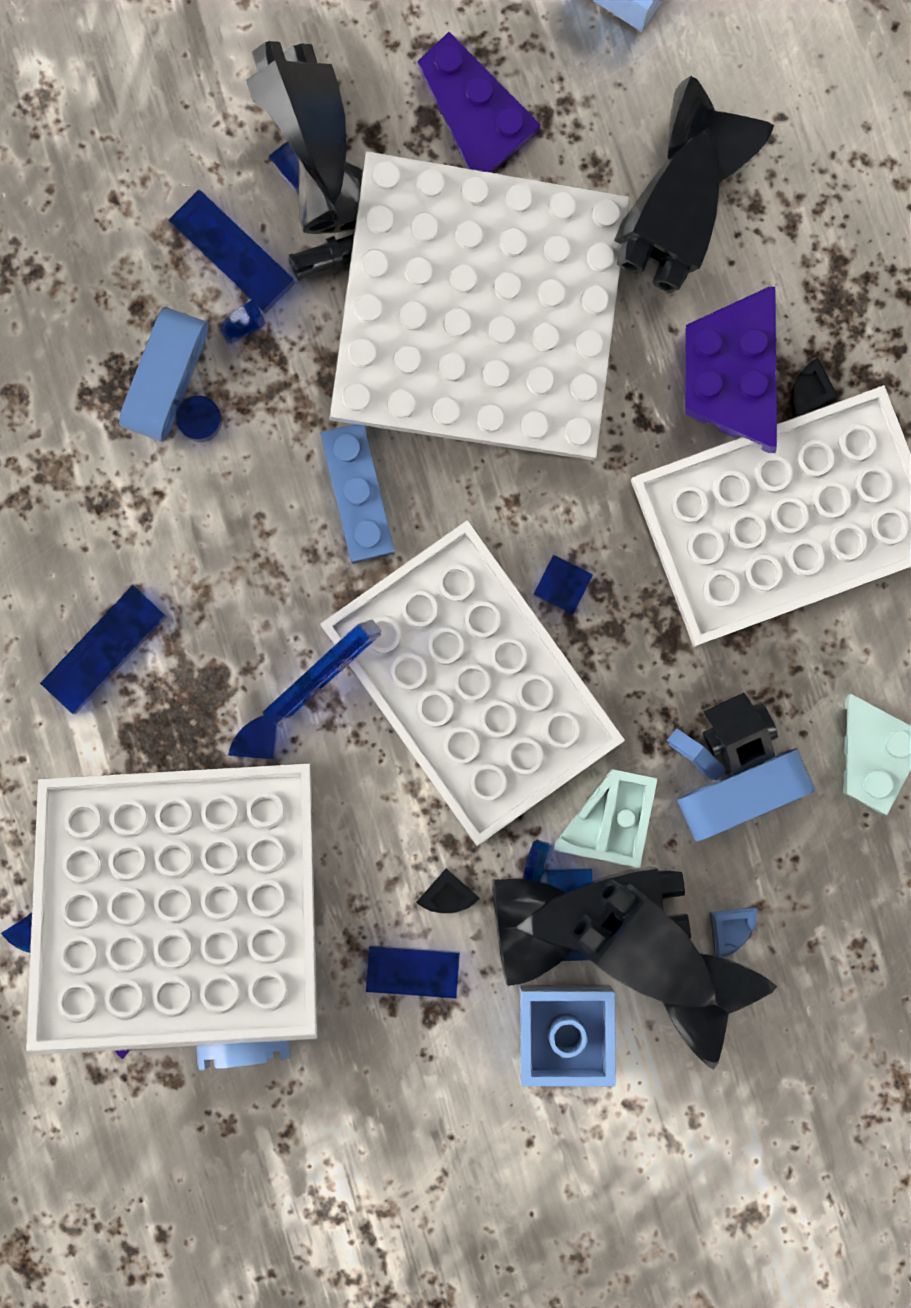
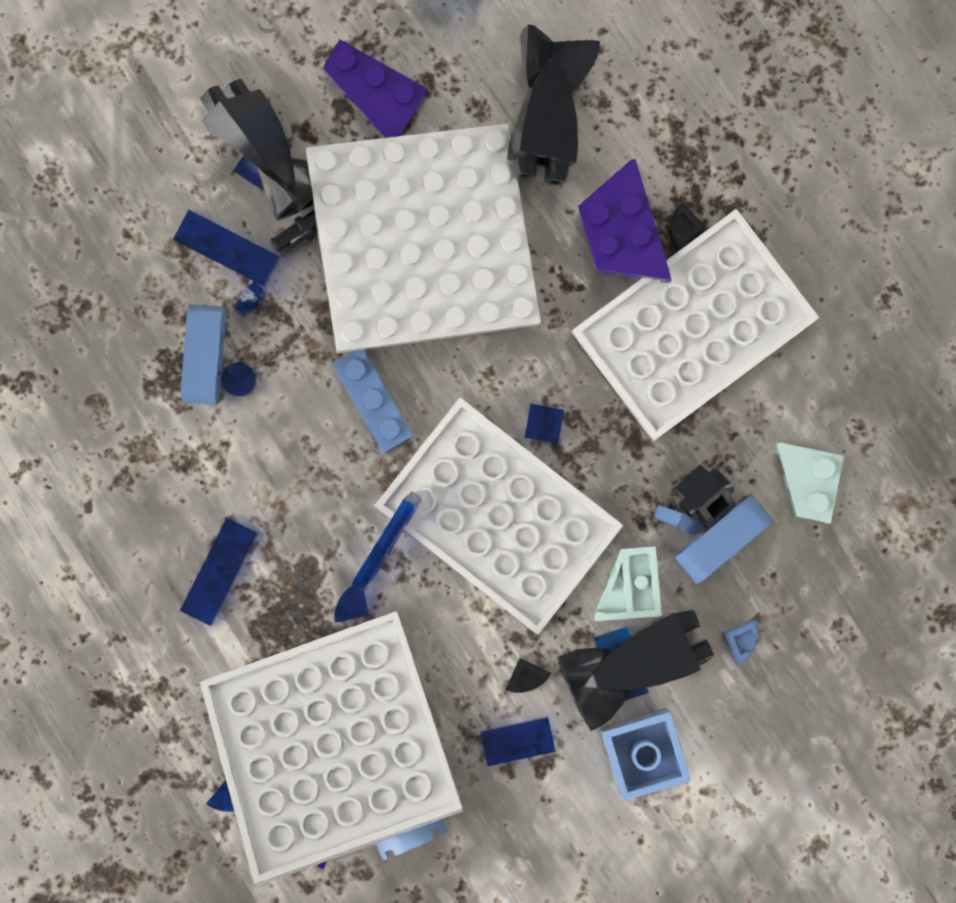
camera: 20 degrees left, 0 degrees up
(537, 860) = (585, 632): clear blue tile -> none
(657, 959) = (694, 679): black hips -> none

